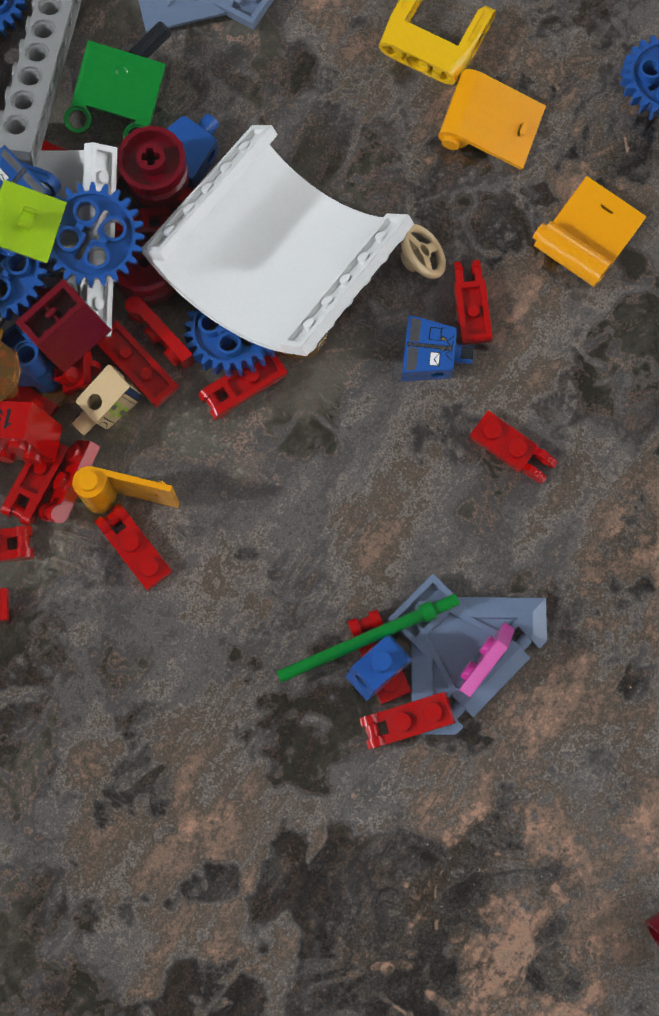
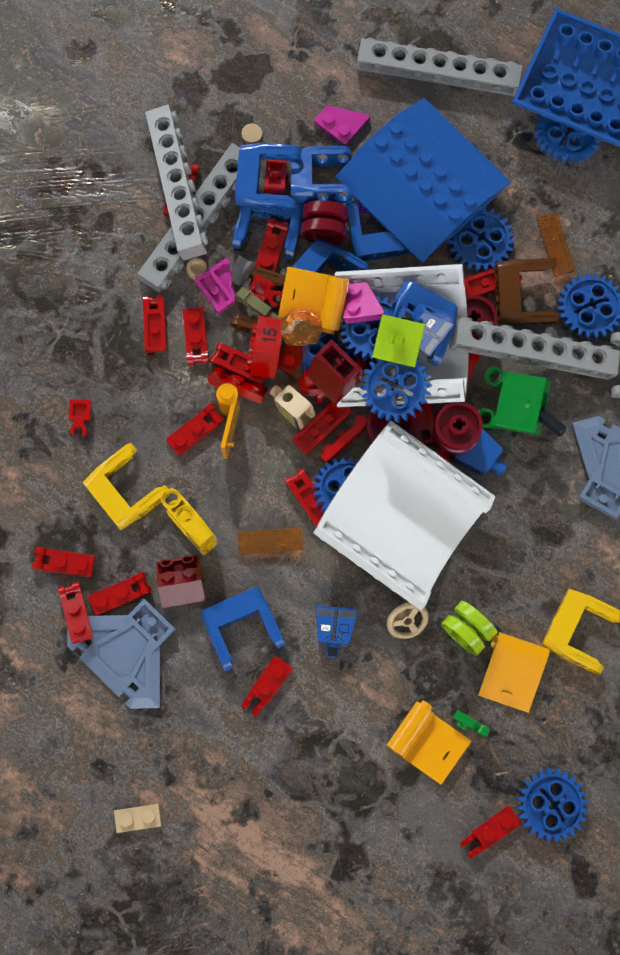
camera: 90 degrees right, 0 degrees up
(99, 719) = (79, 414): none -> red plate
(235, 670) = (109, 497): none -> yellow connector
(299, 531) = (195, 529): none -> yellow connector
(303, 440) = (270, 541): none -> clear orange tile
(330, 741) = (64, 562): none -> red plate
(362, 566) = (180, 581): none -> dark red slope
(378, 667) = (109, 592): blue torso -> none
(406, 490) = (234, 610): none -> blue connector
(426, 612) = (146, 622): green bar -> none
(435, 167) = (469, 628): none -> lime wheel
(472, 305) = (370, 656): red hinge -> none
(490, 652) = (116, 664): dark pink wing -> none
(561, 183) = (464, 722): none -> green plate

